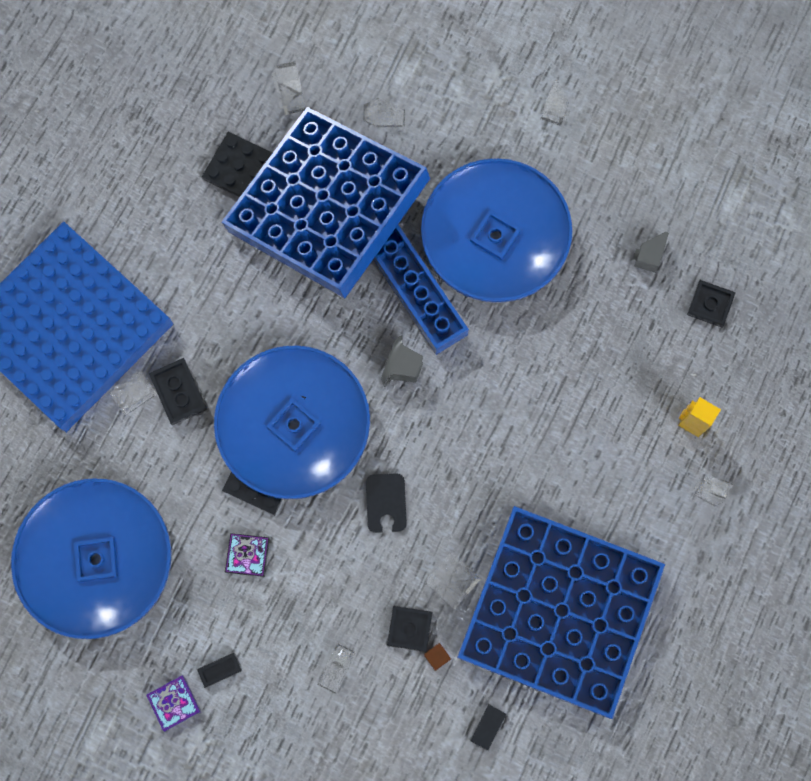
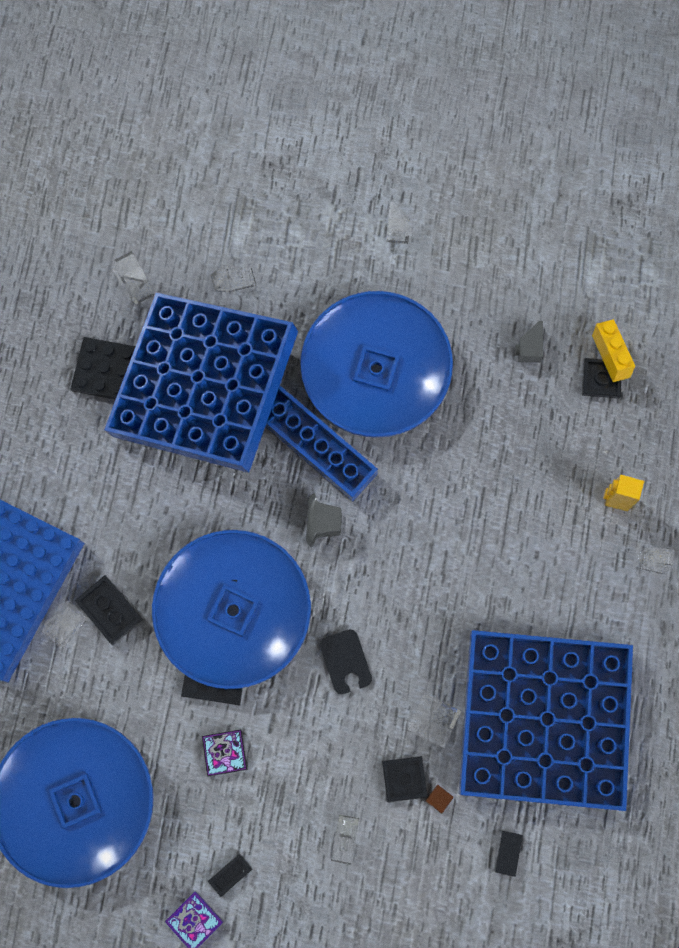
camera: 15 degrees left, 0 degrees up
(729, 279) = (613, 350): none -> yellow brick

